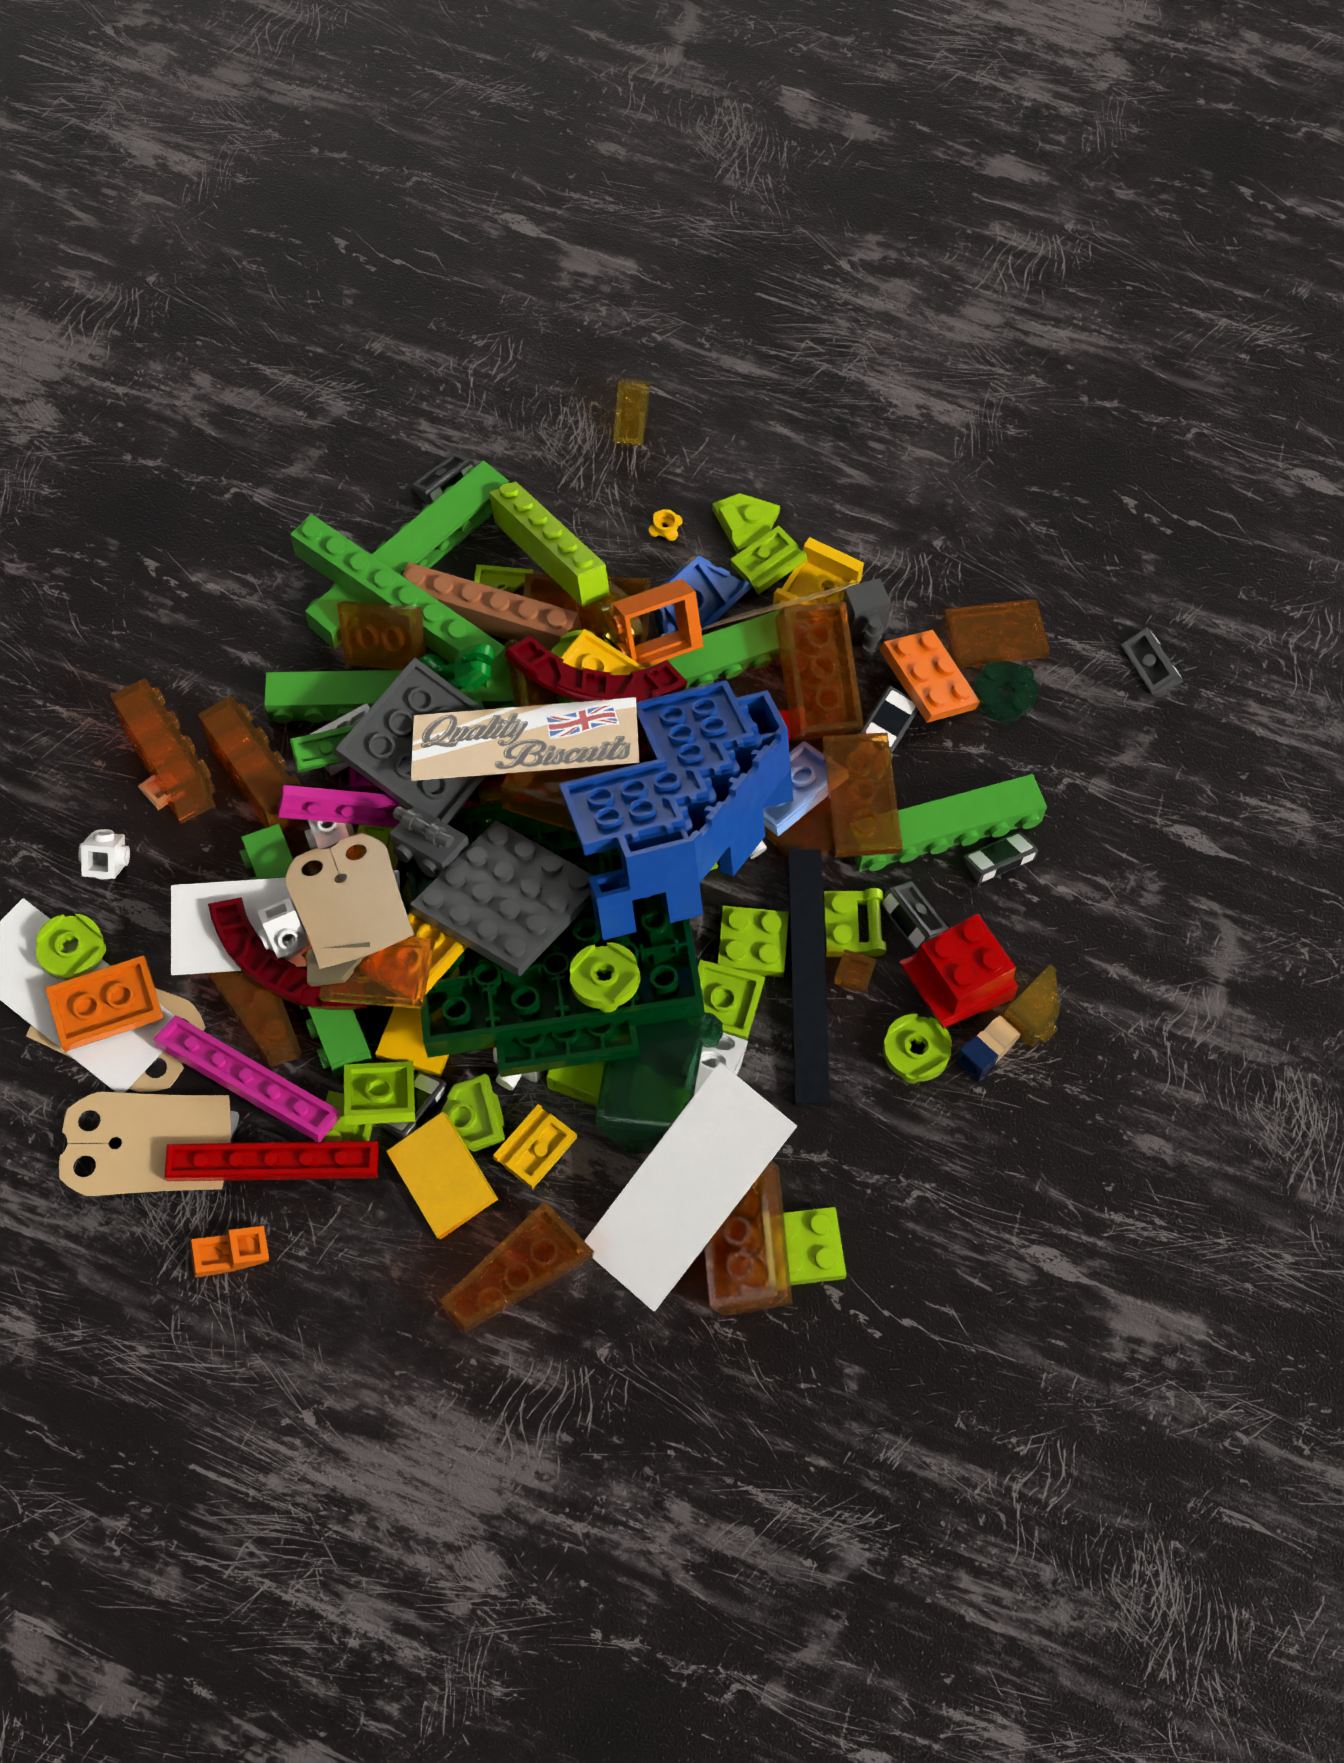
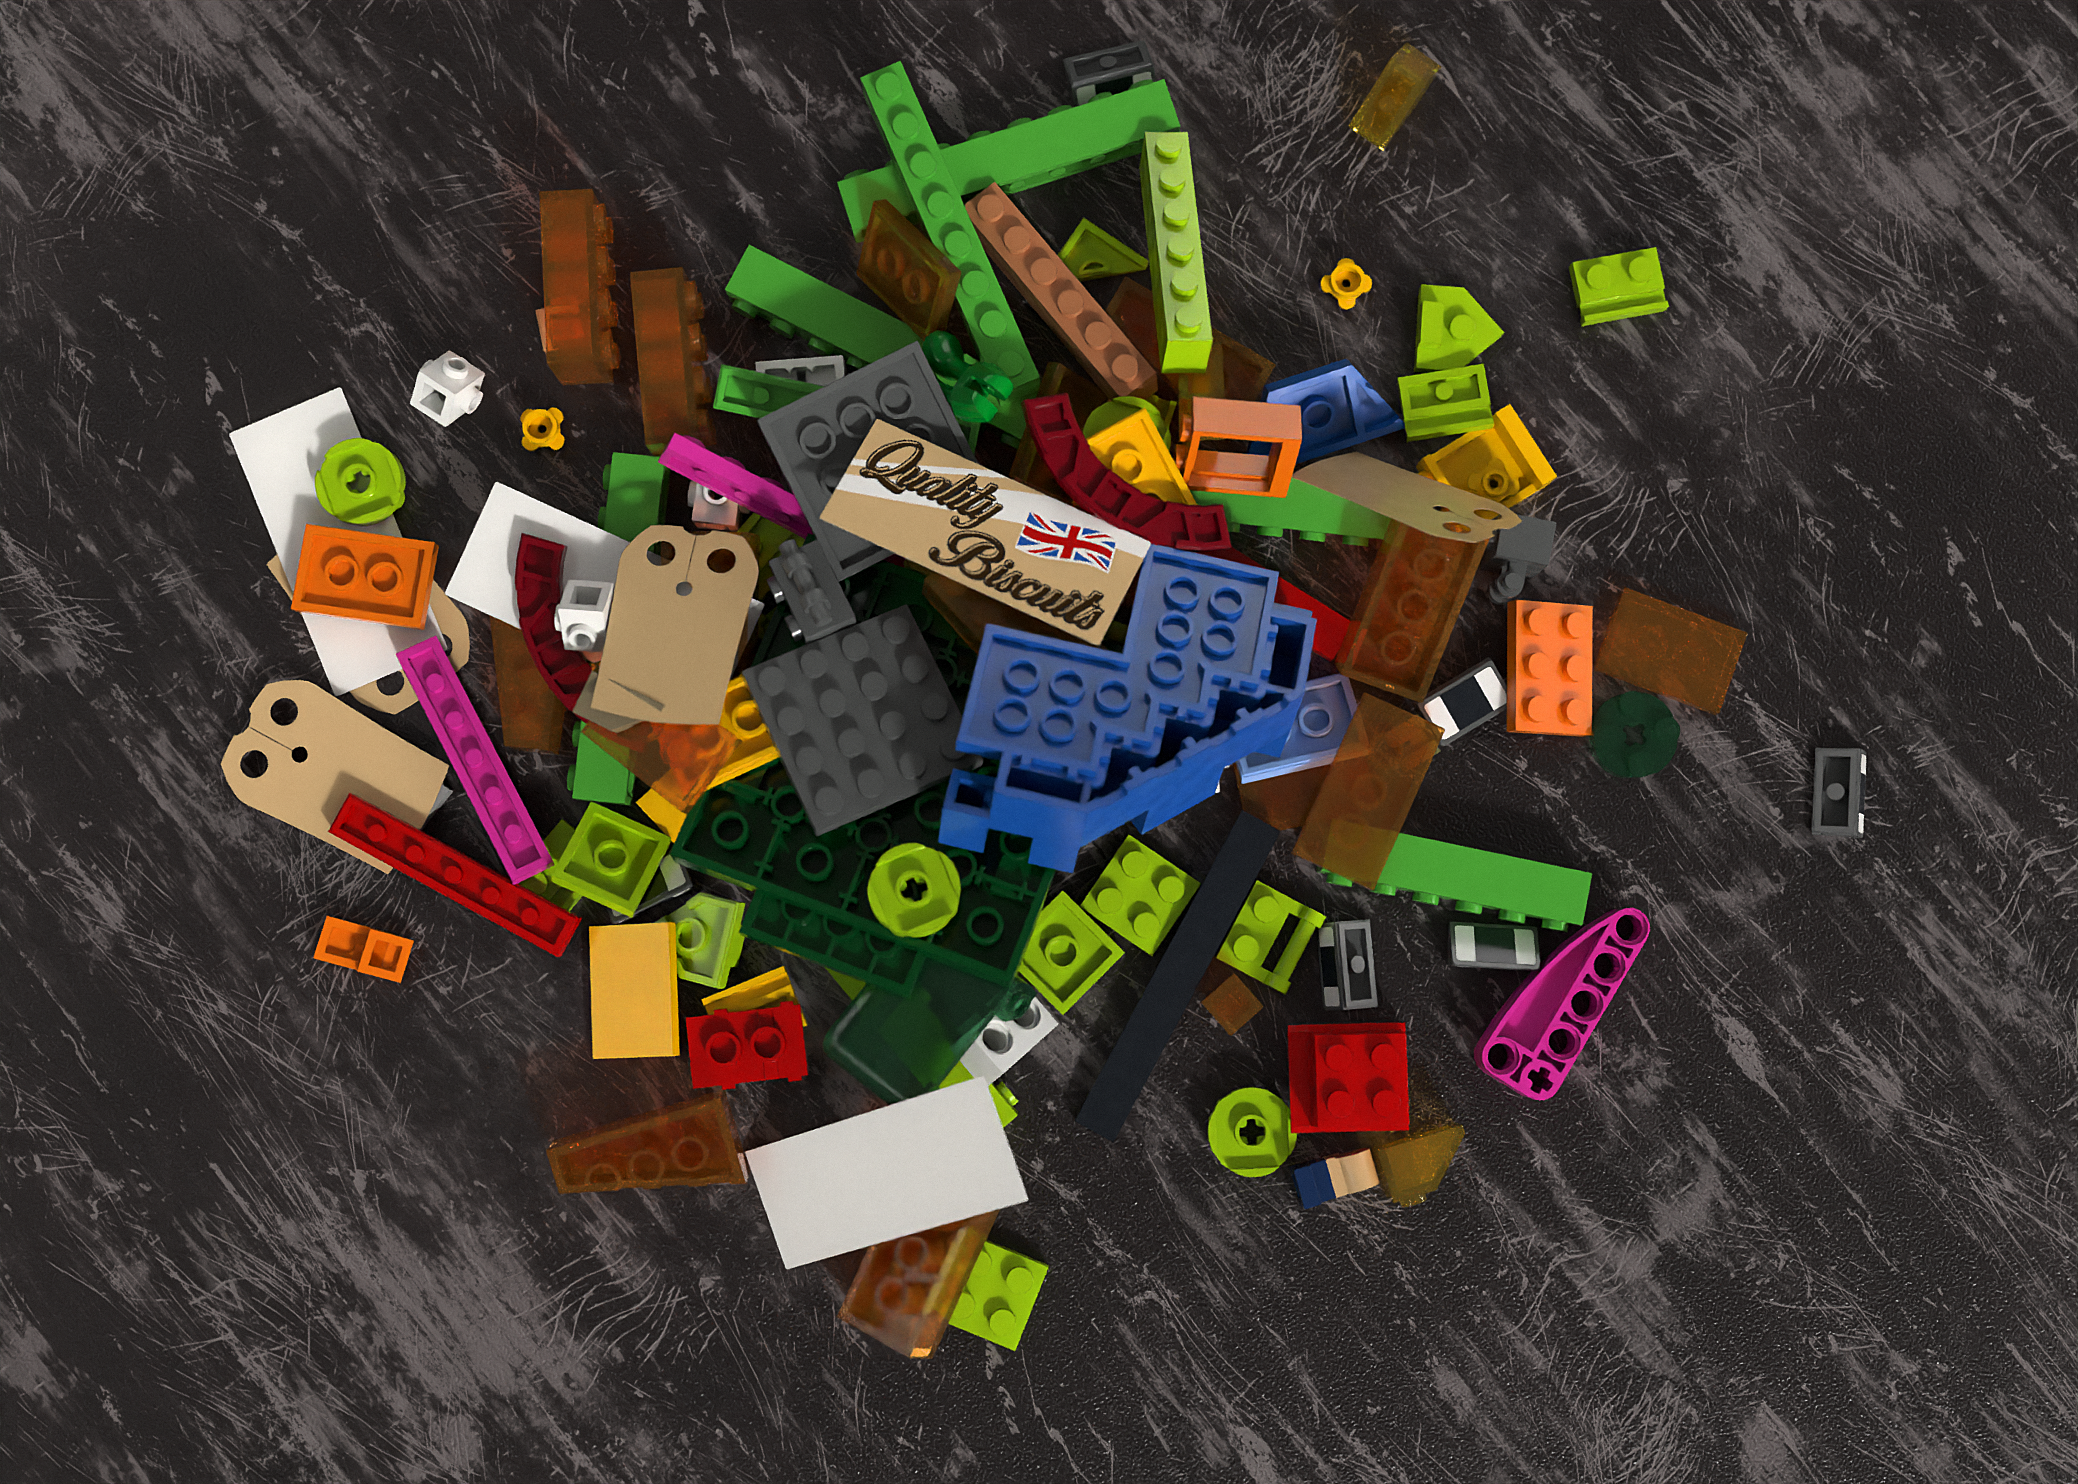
camera: 30 degrees right, 20 degrees up
(179, 846) = (533, 420): none -> yellow plate
(542, 1168) = (747, 1046): none -> red piece
(833, 451) = (1618, 286): none -> lime plate
(1056, 871) = (1544, 1005): none -> dark pink beam

